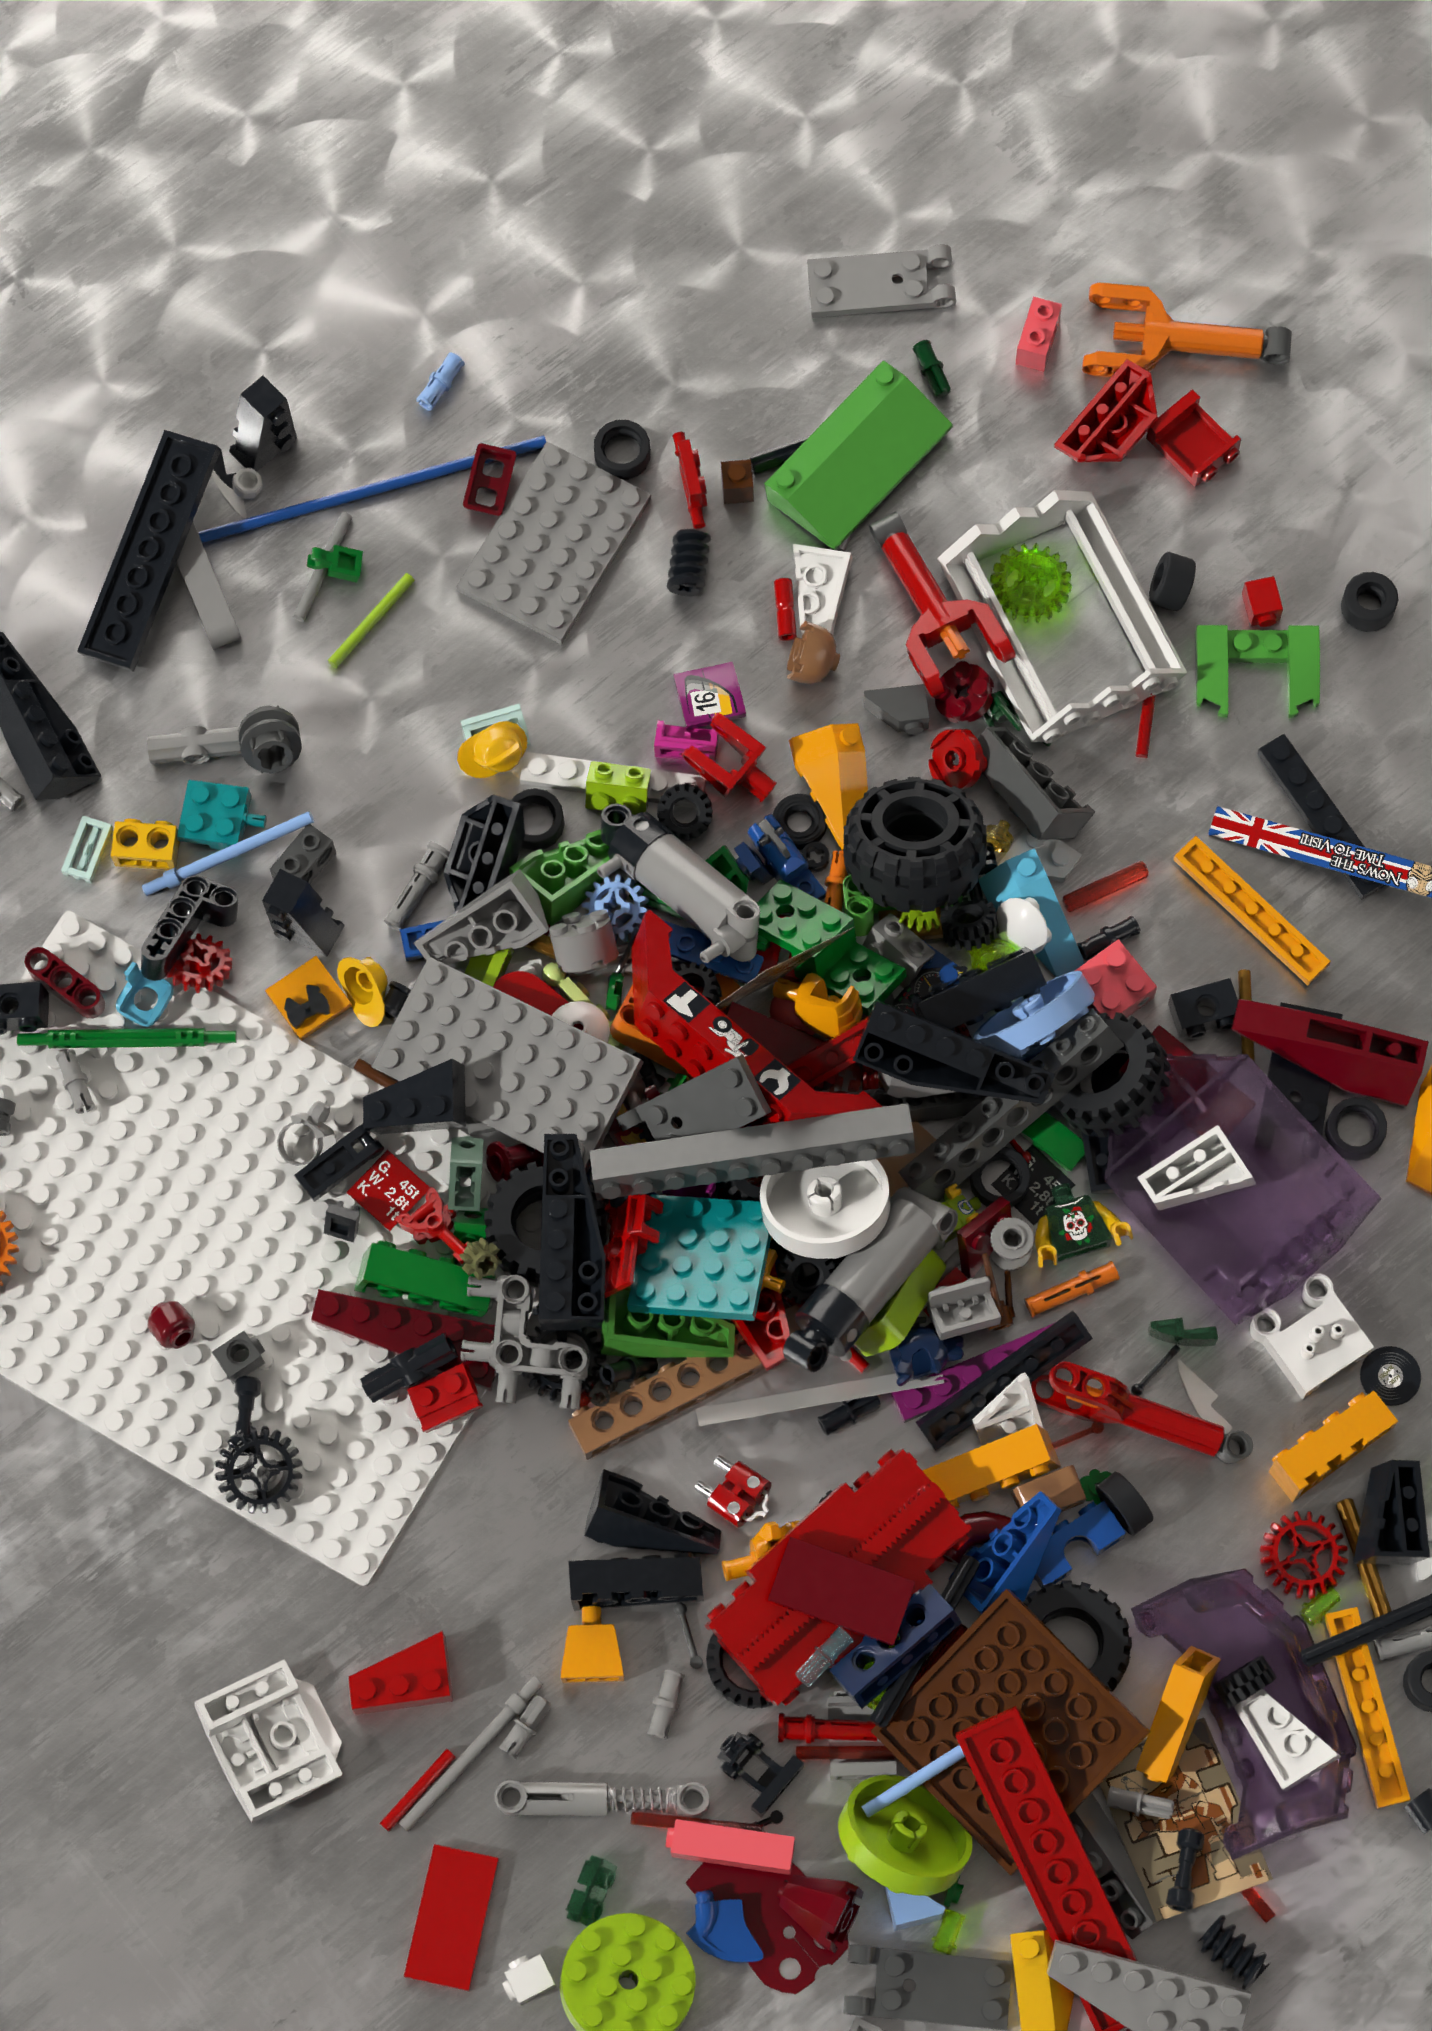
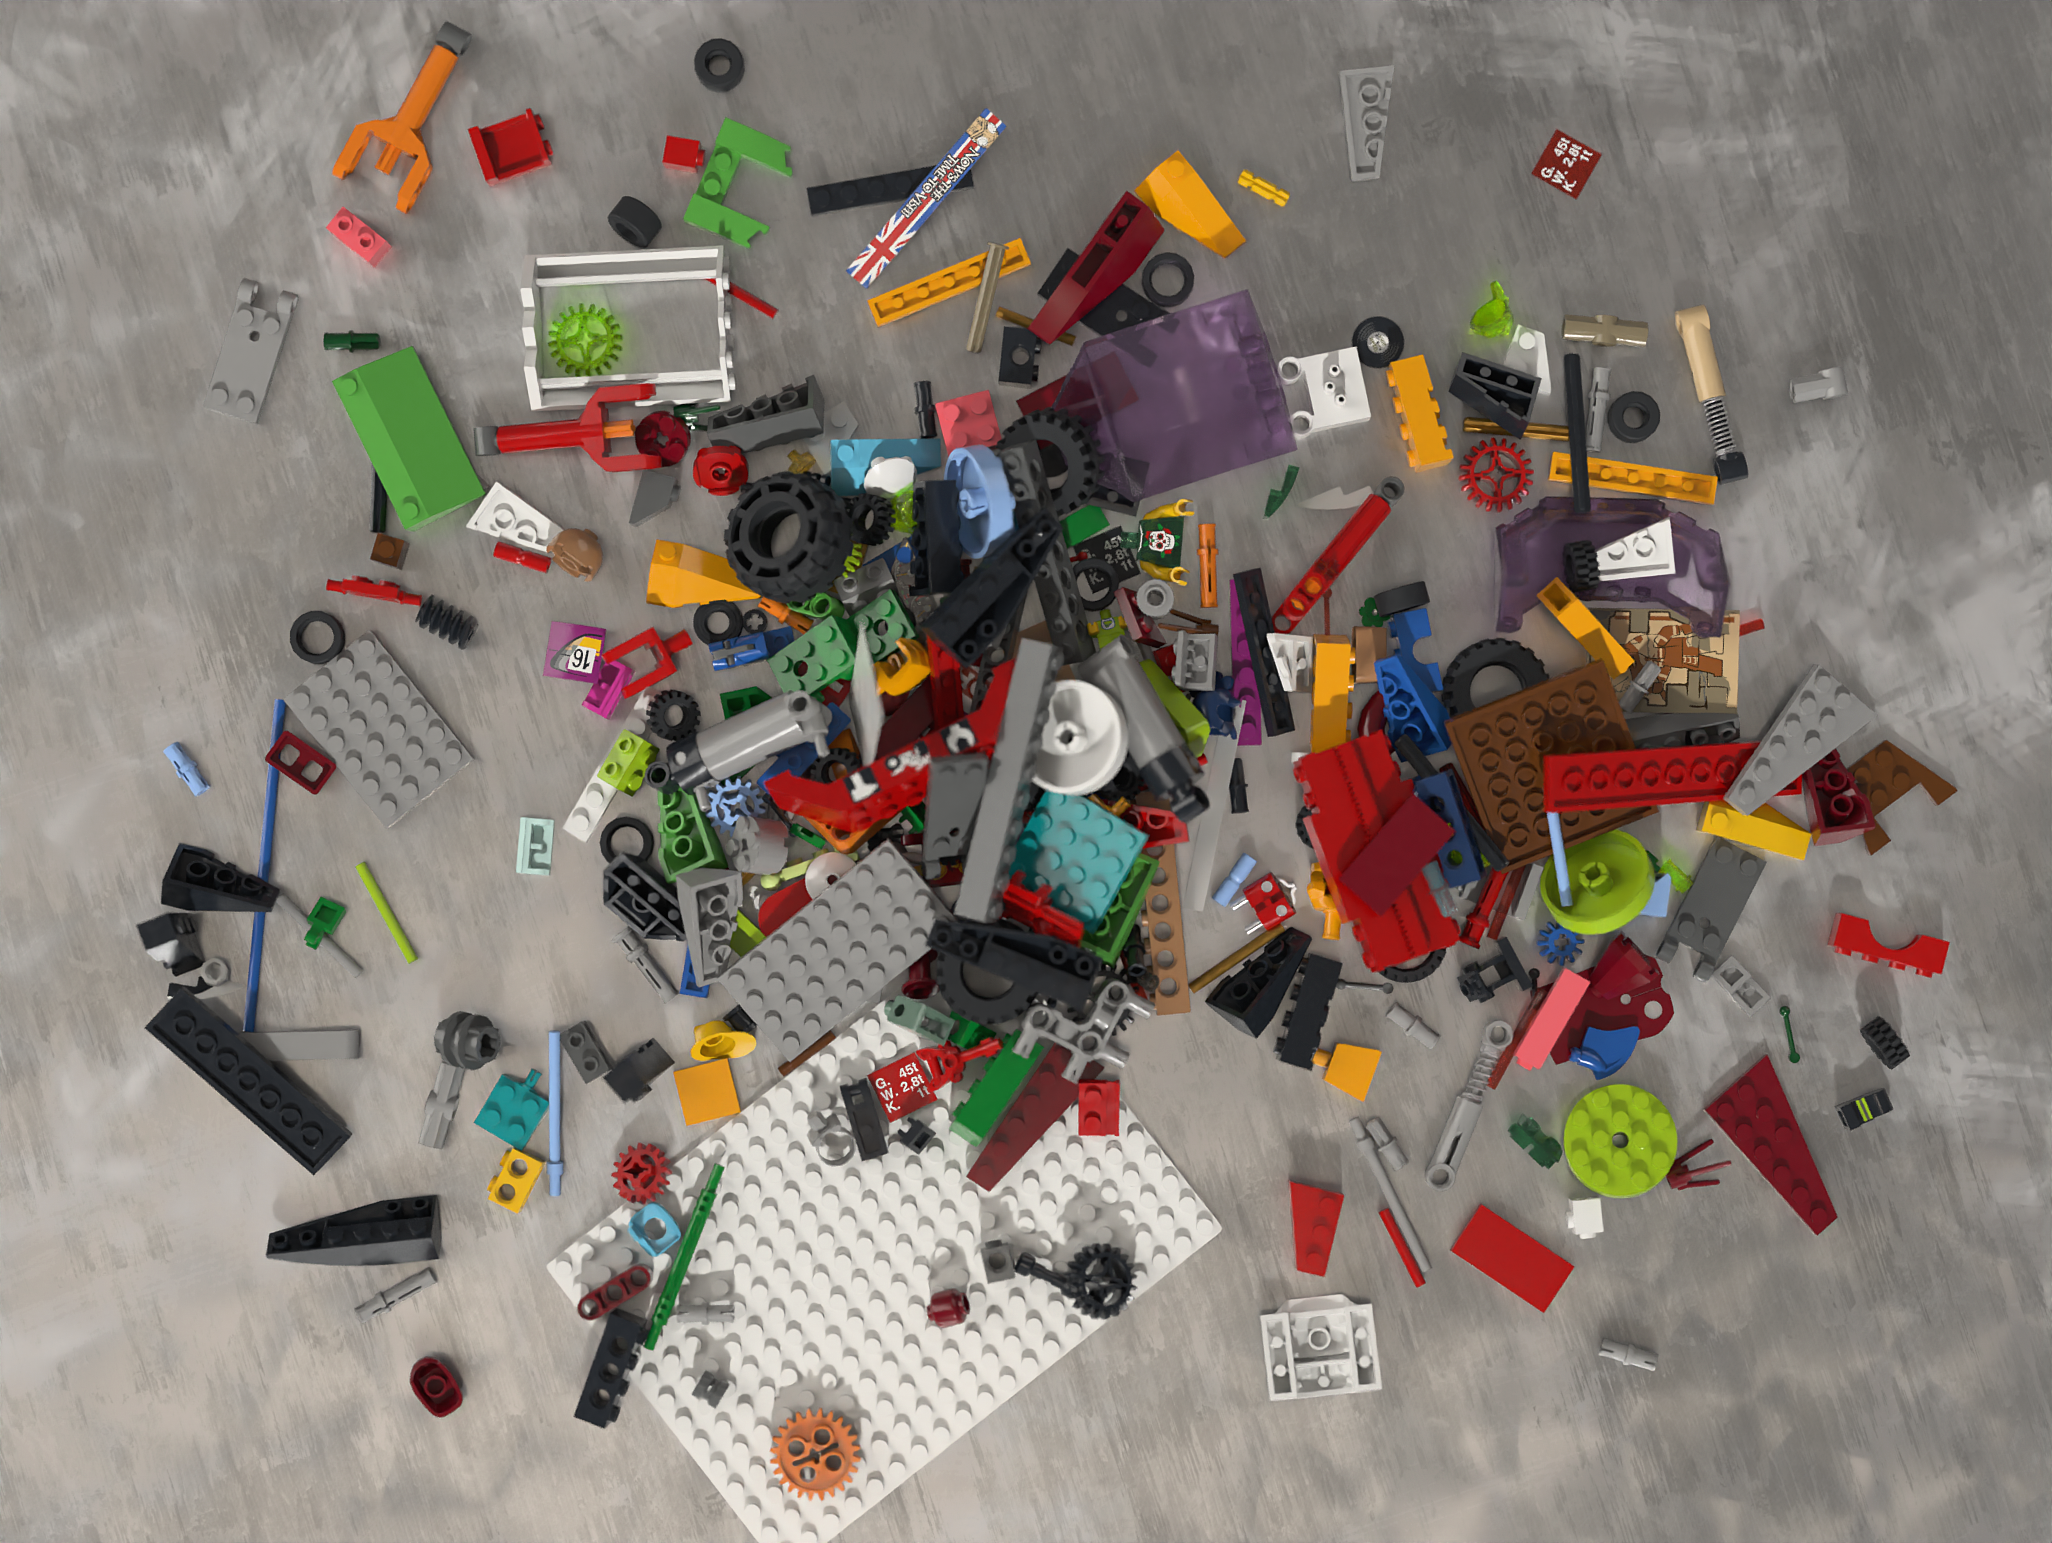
camera: 70 degrees left, 15 degrees up
(79, 873) = (491, 1239): light aqua tile -> none
(193, 902) = (608, 1178): black beam -> none
(316, 1005) = (718, 1087): black piece -> none
(333, 440) = (205, 884): none -> black wedge
(409, 1367) = (1064, 1127): black piece -> none
(419, 1103) = (846, 1033): black wedge -> none
(480, 1258) = (1004, 1036): olive gear -> none
(492, 750) = (552, 854): yellow piece -> none
(664, 1485) = (1235, 958): none -> pearl gold bar
(751, 1450) = (1235, 878): none -> light blue piece
(752, 864) = (745, 678): dark blue plate -> none
(818, 1840) = (1567, 949): none -> blue gear
(1105, 886) = (878, 393): clear red axle -> none
(1113, 418) = (468, 208): red wedge -> none
(1138, 1388) = (1309, 547): black hinge -> none
(1180, 1897) = (1726, 687): black piece -> none
(1197, 1172) = (1161, 424): white wedge -> none
(1233, 1952) = (1778, 663): black piece -> none
(1253, 950) = (985, 297): none -> dark tan axle
(1319, 1606) = (1540, 481): clear neon green pin -> none

